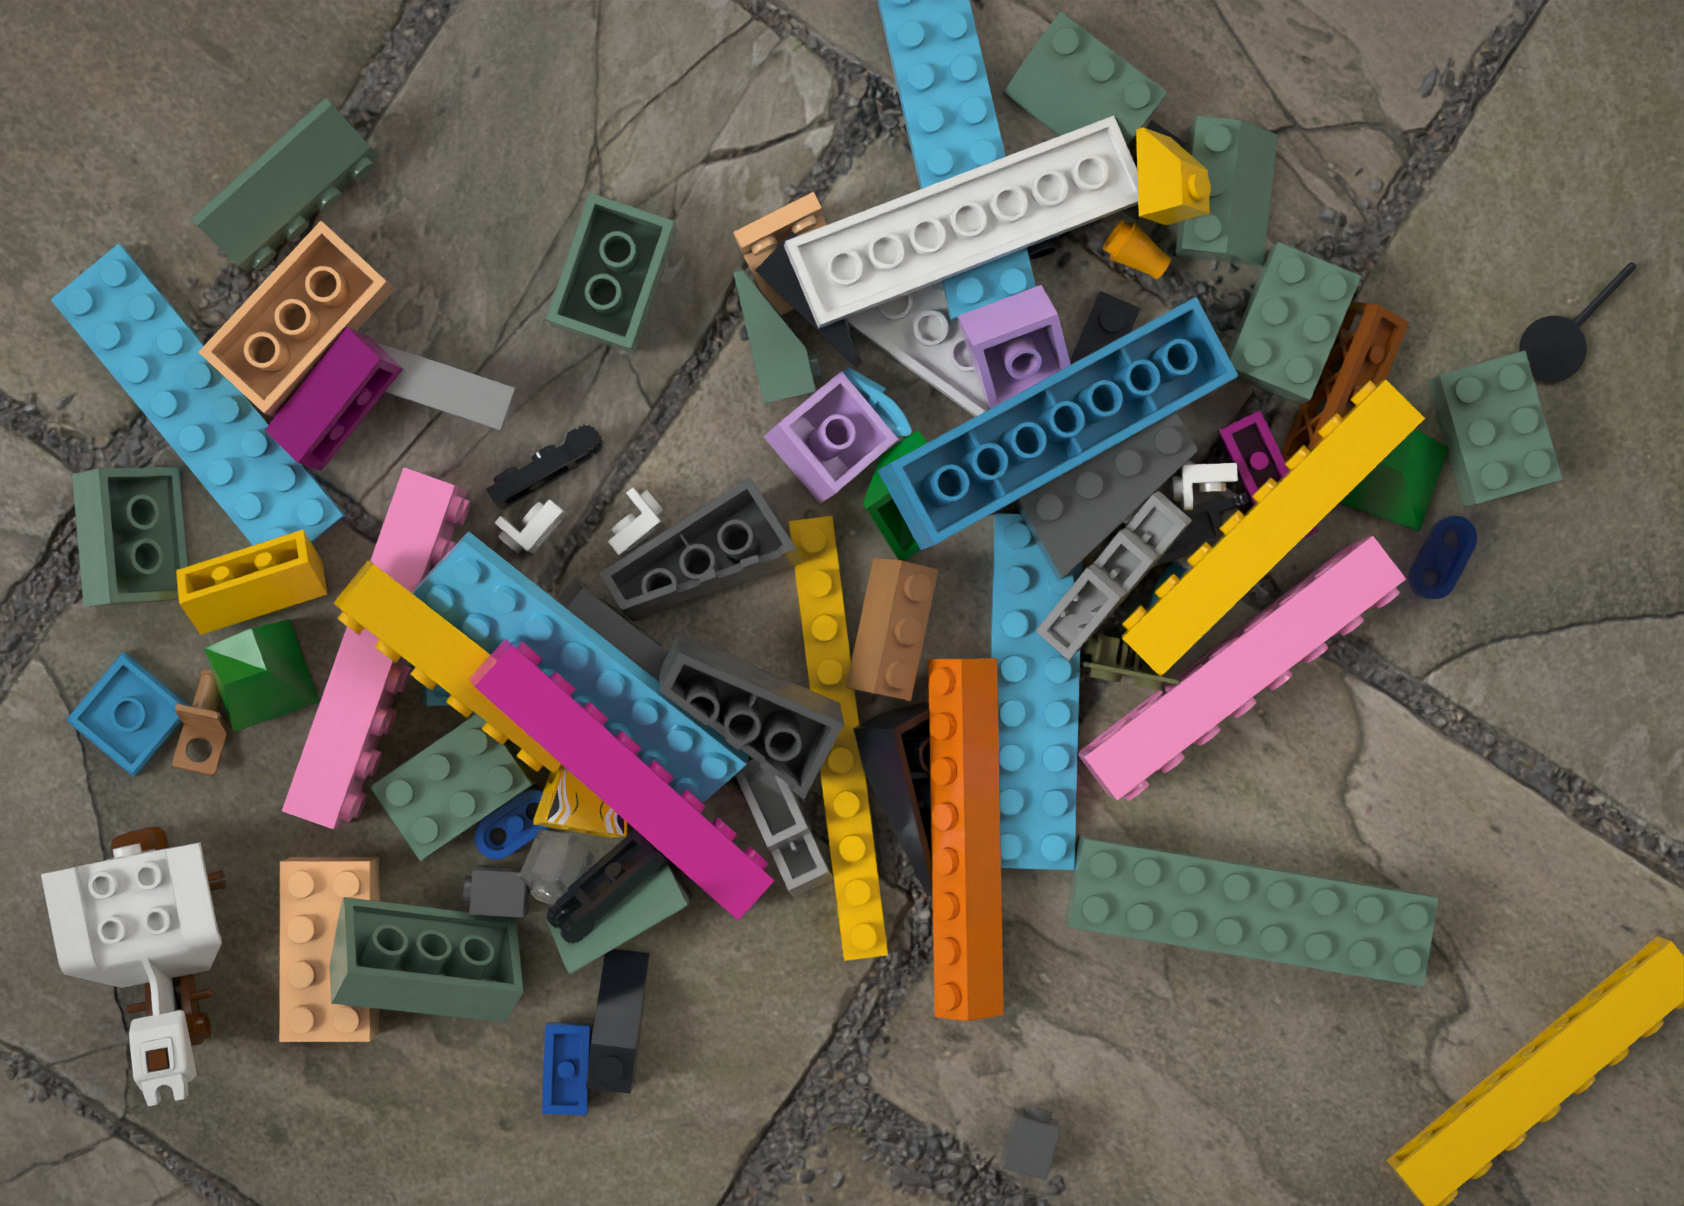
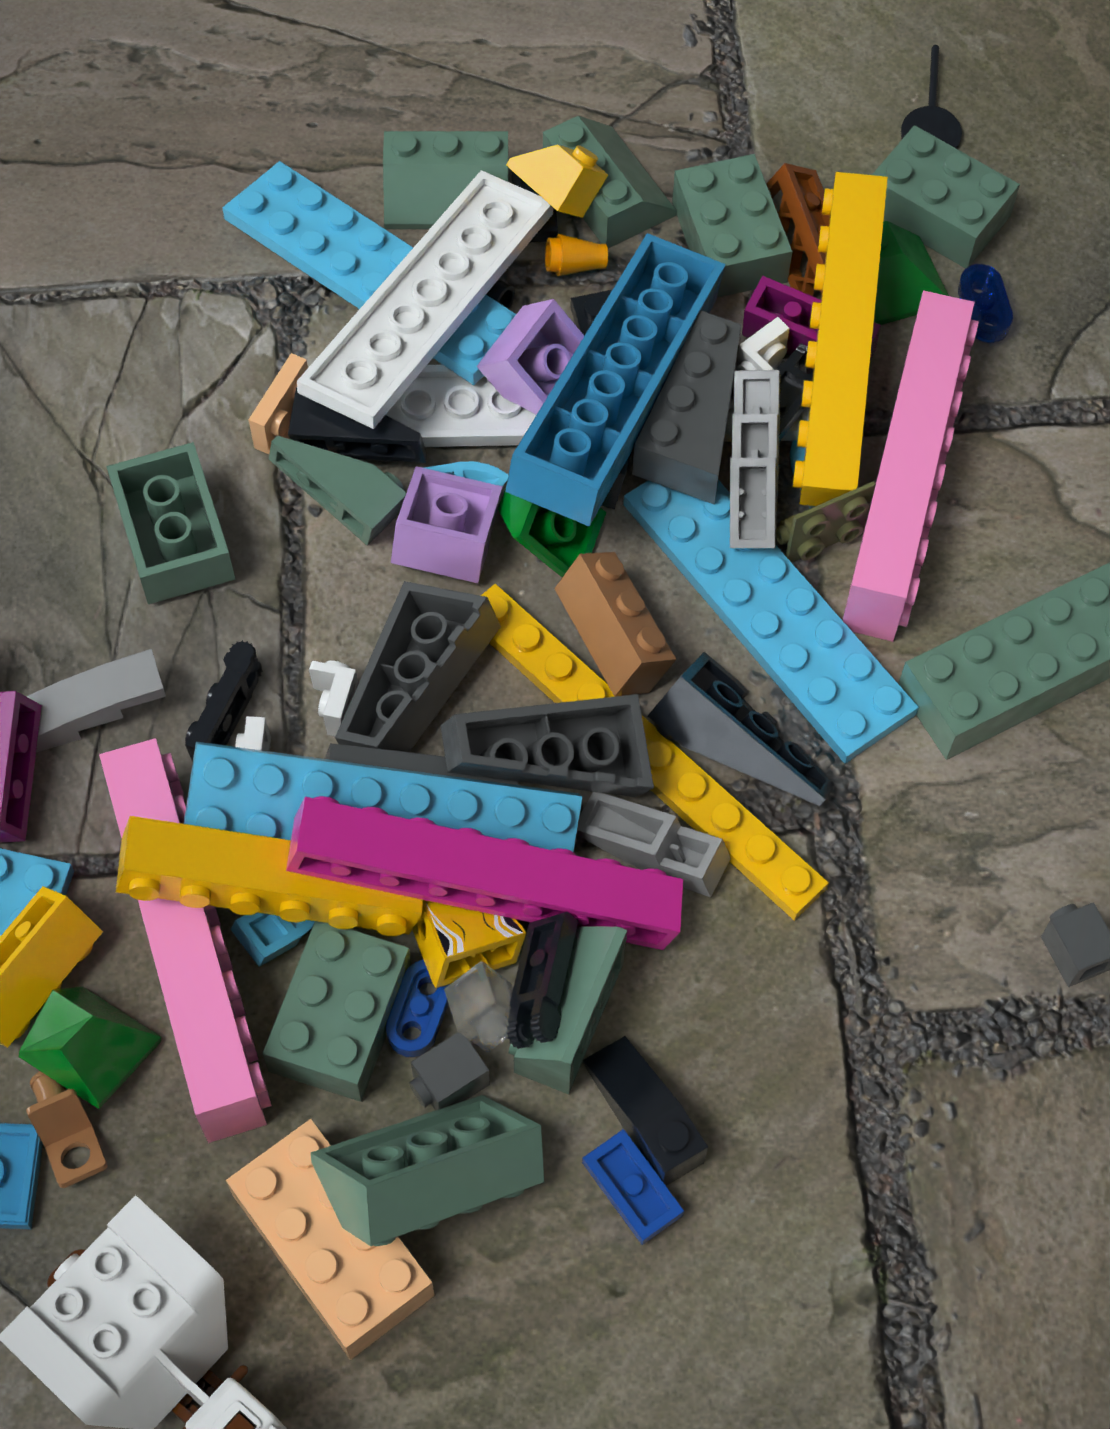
camera: 35 degrees left, 25 degrees down
(965, 838) = (814, 740): orange brick -> none

